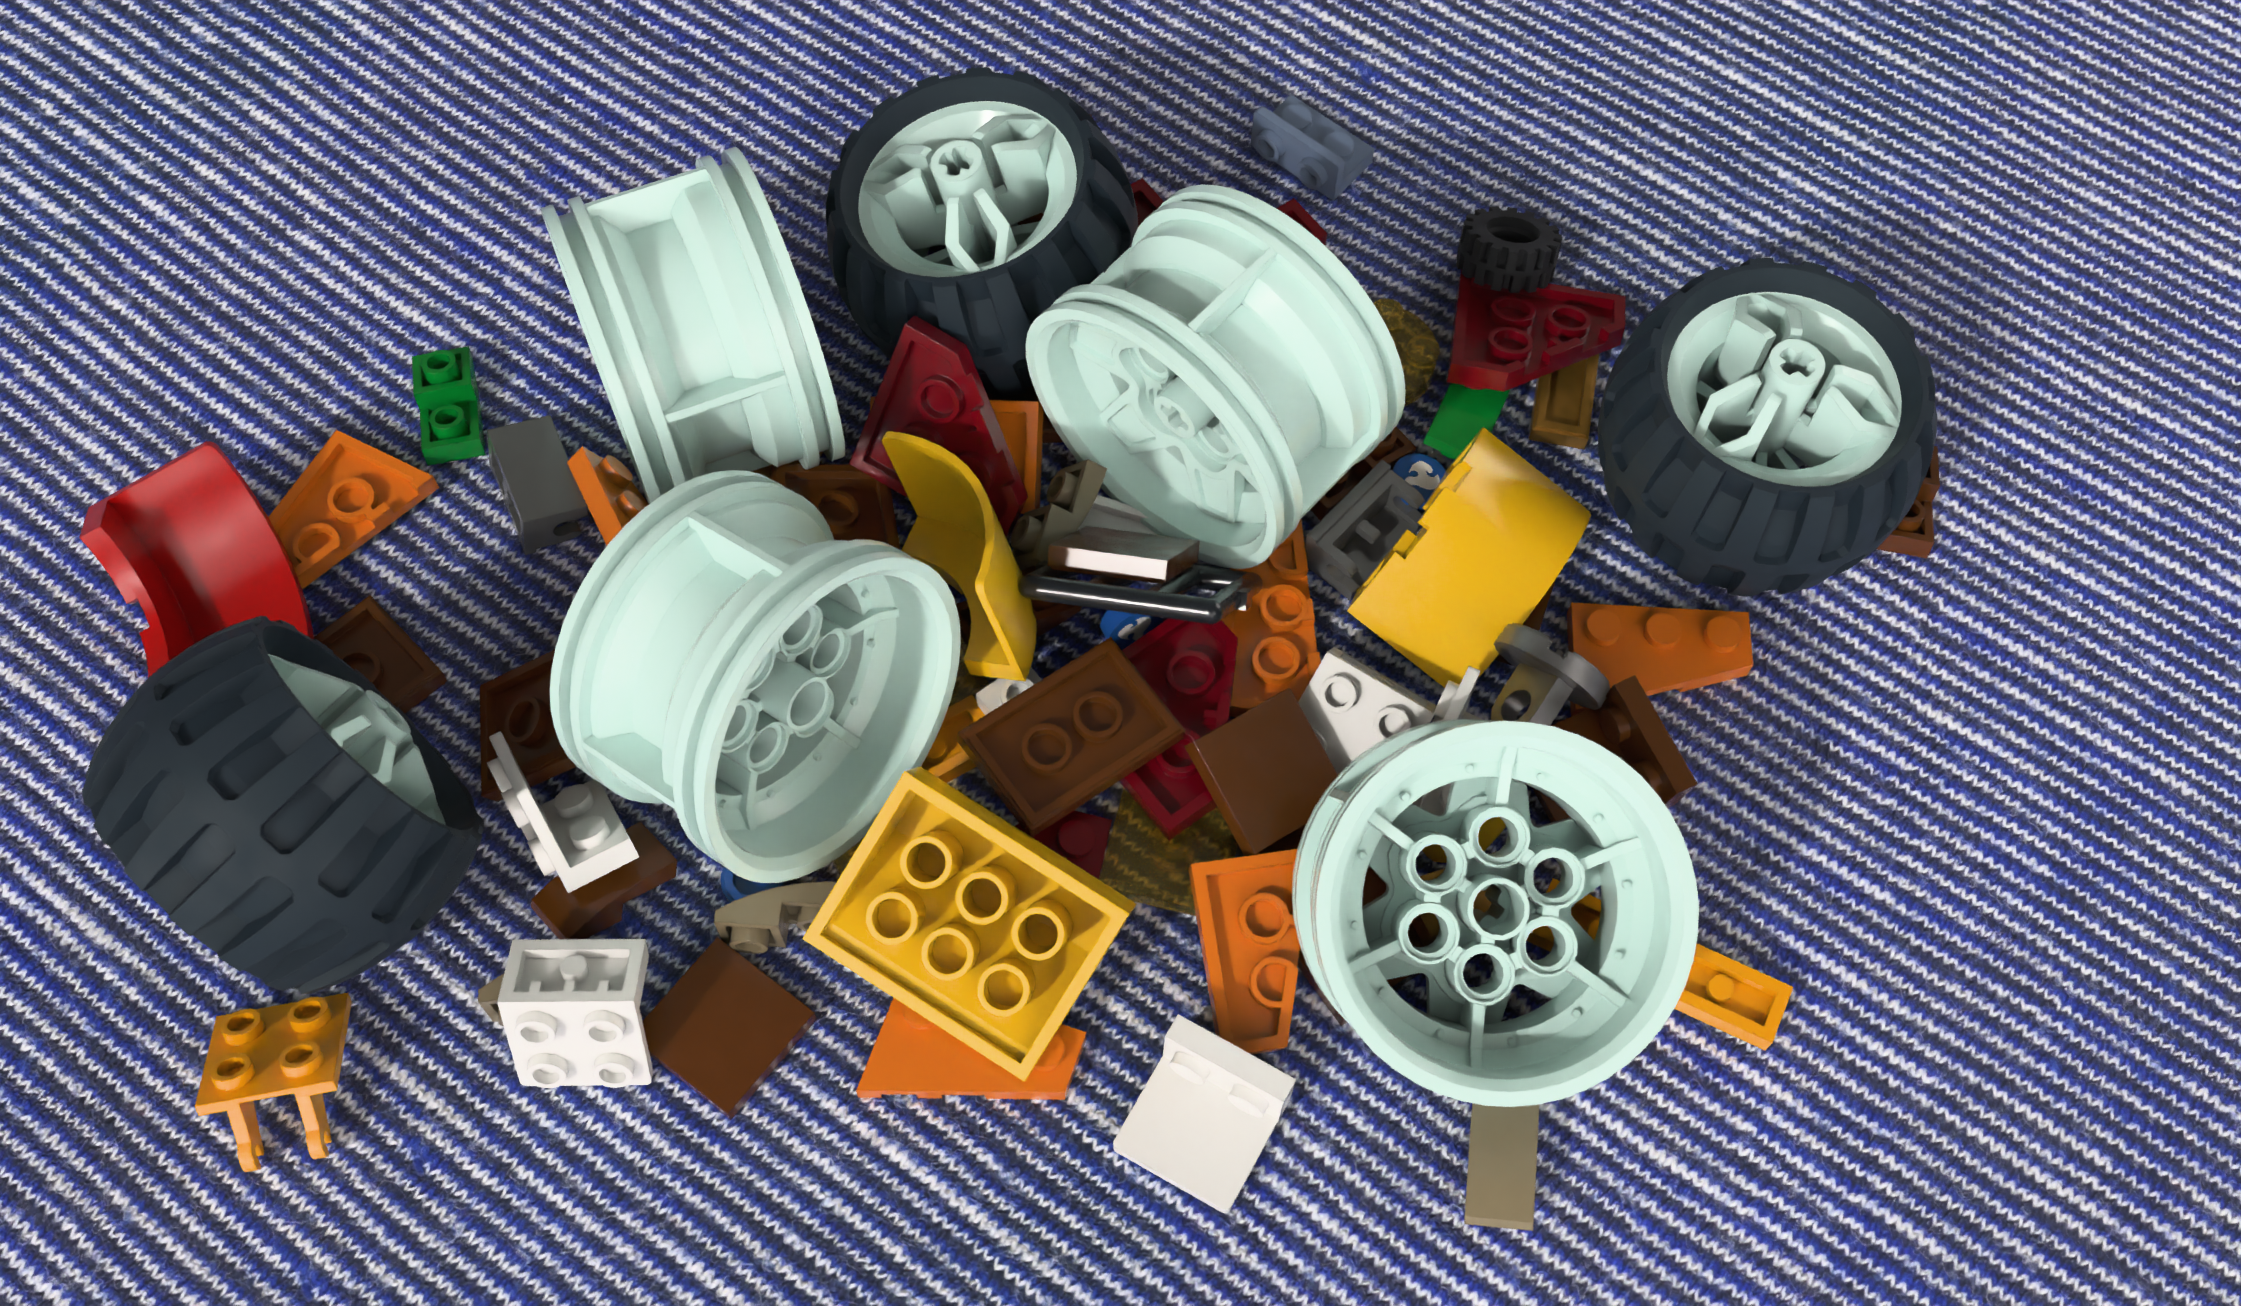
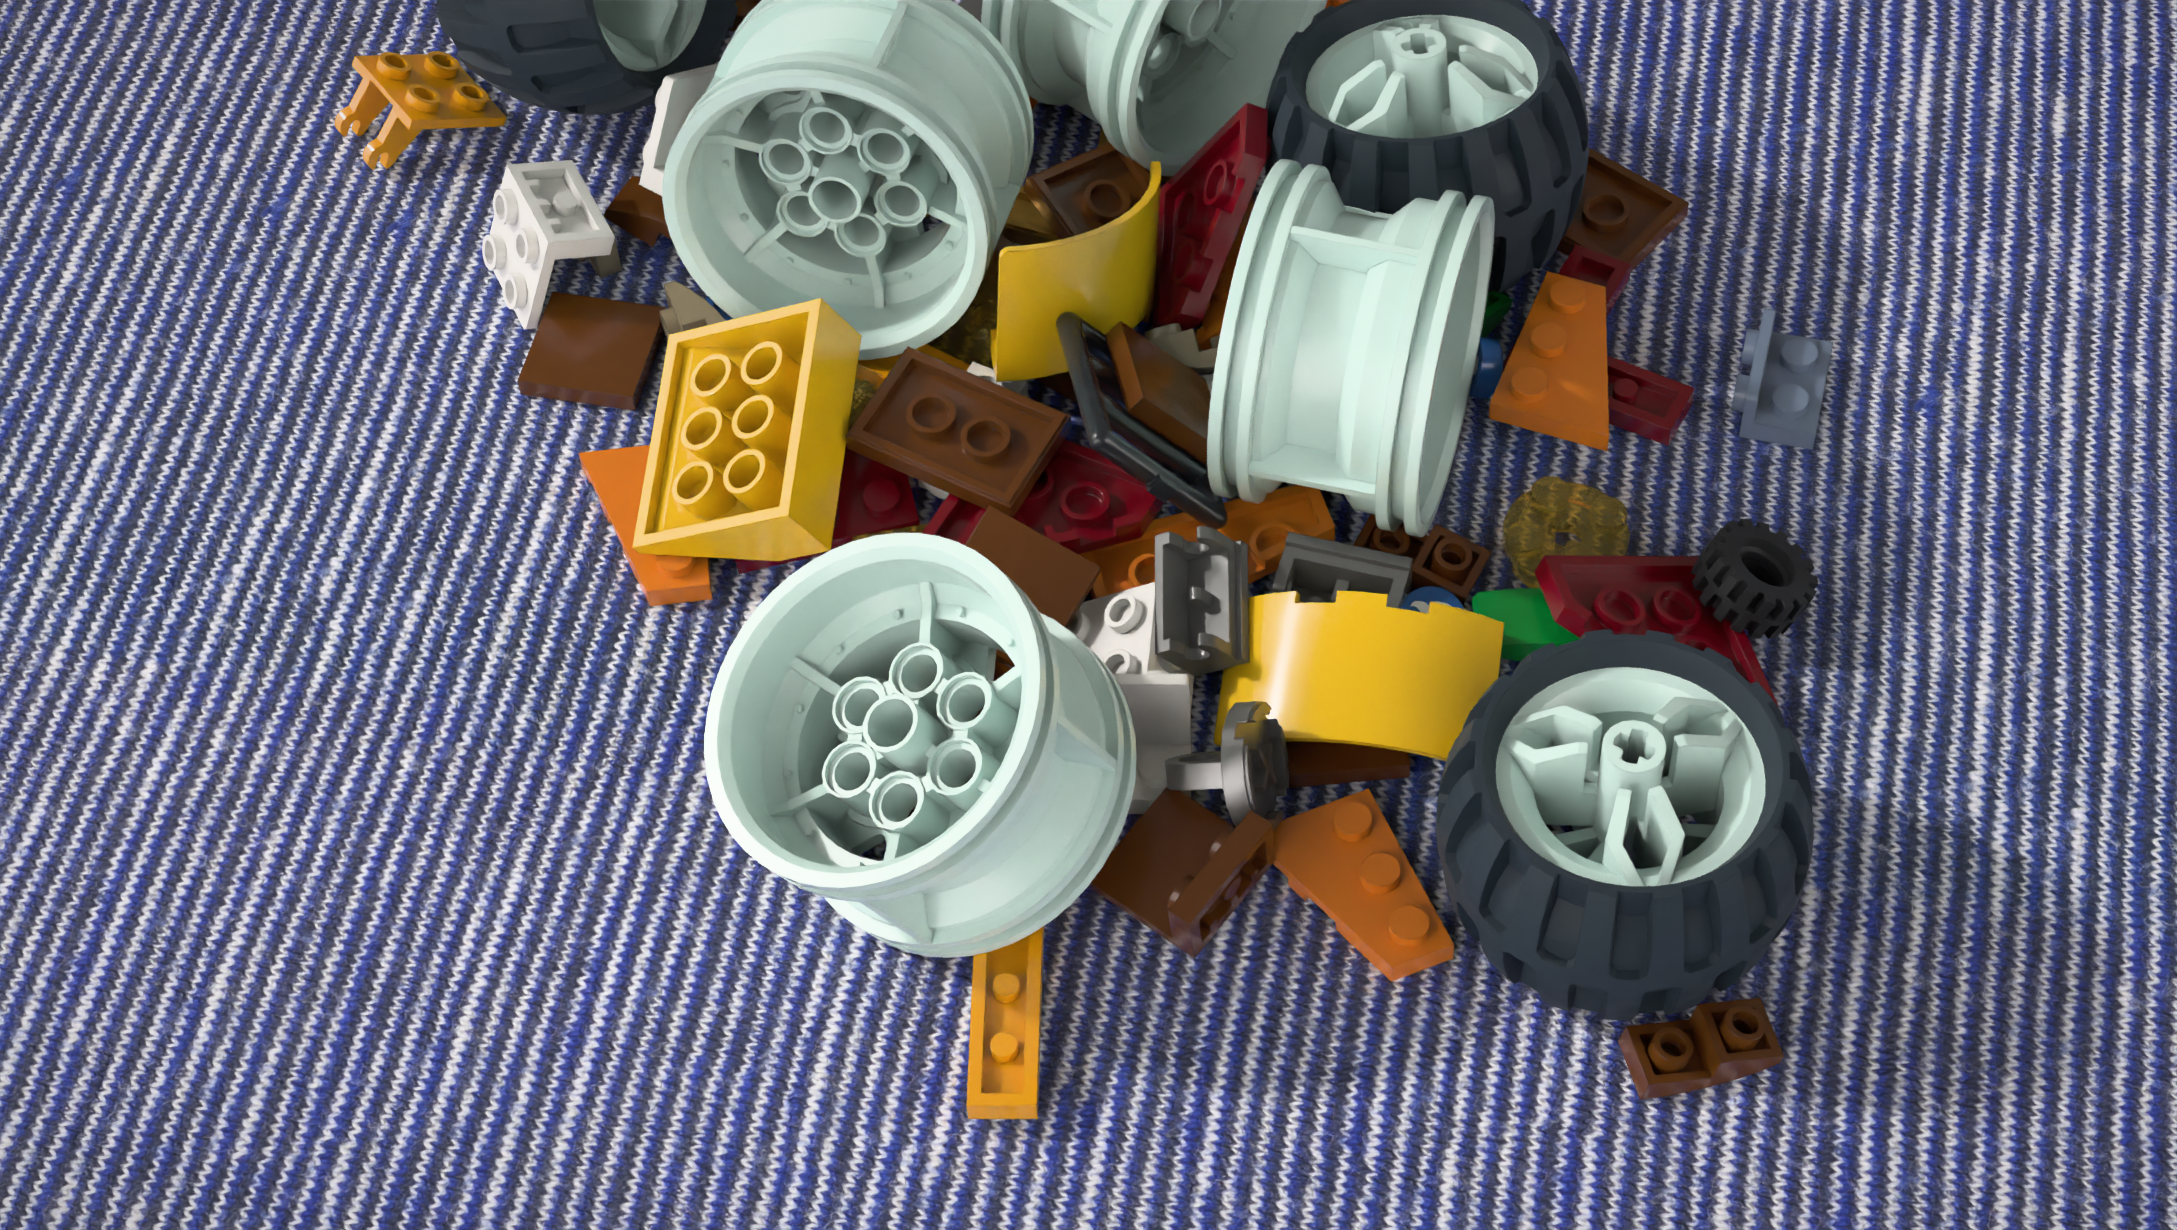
camera: 70 degrees right, 10 degrees down
(1204, 1115) = (663, 691): white bracket -> none
(1353, 628) = (1201, 601): none -> dark grey hinge
(1502, 1166) = (729, 928): dark tan slope -> none

